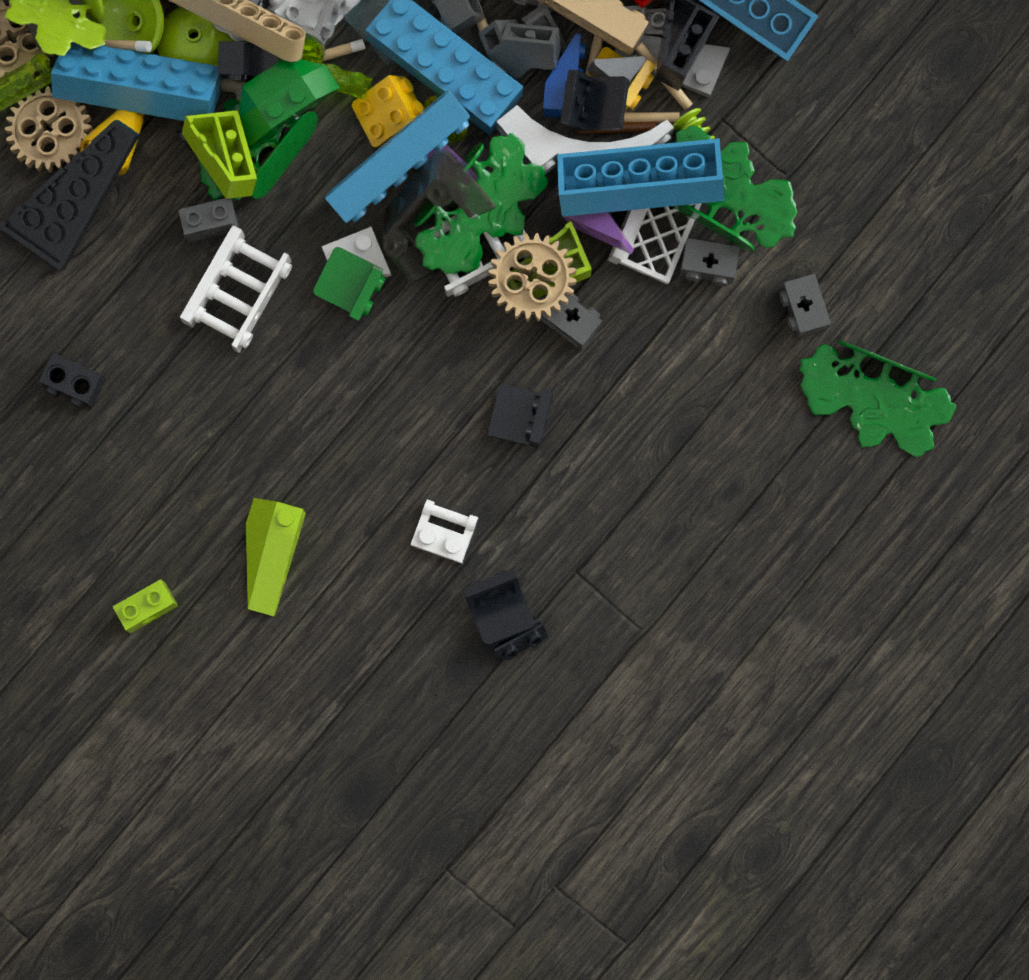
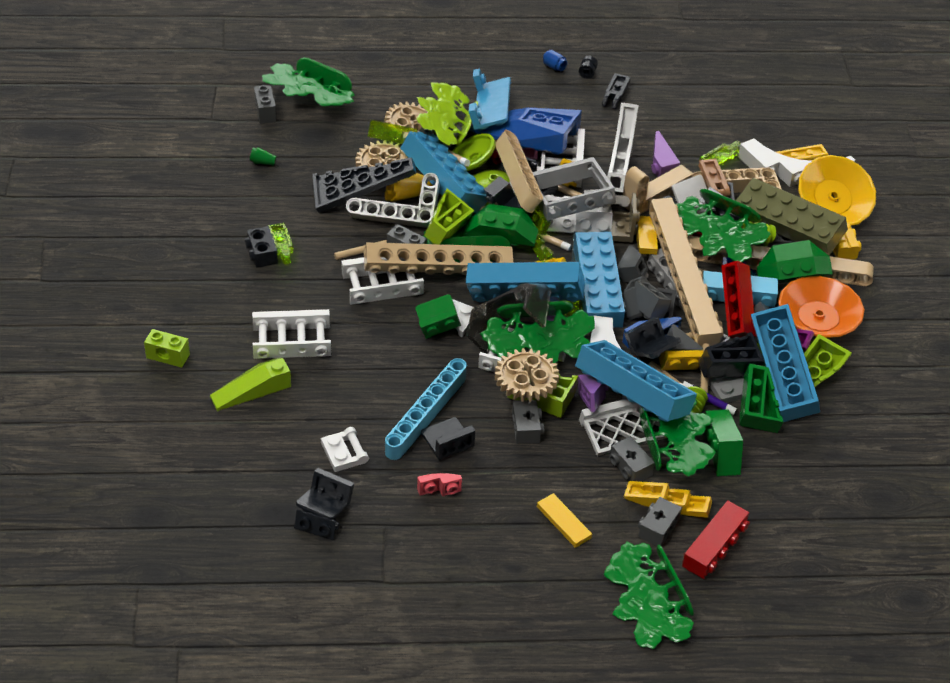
camera: 45 degrees right, 35 degrees down
(79, 350) = (282, 241): none -> clear neon green hinge
(150, 181) = (400, 209): none -> white beam
(167, 272) = (351, 252): none -> tan bar
(210, 453) = (287, 321): none -> white fence
(211, 281) = (429, 254): none -> tan brick
(464, 391) = (425, 409): none -> medium azure beam
(580, 472) = (445, 483): none -> coral slope
(702, 104) = (715, 401): none -> dark purple bar
(720, 393) = (564, 520): none -> yellow tile
(751, 64) = (758, 401): none -> green wedge
(769, 147) = (726, 441): none -> green wedge
(784, 268) = (649, 492): none -> yellow slope
(874, 274) = (715, 540): none -> brick

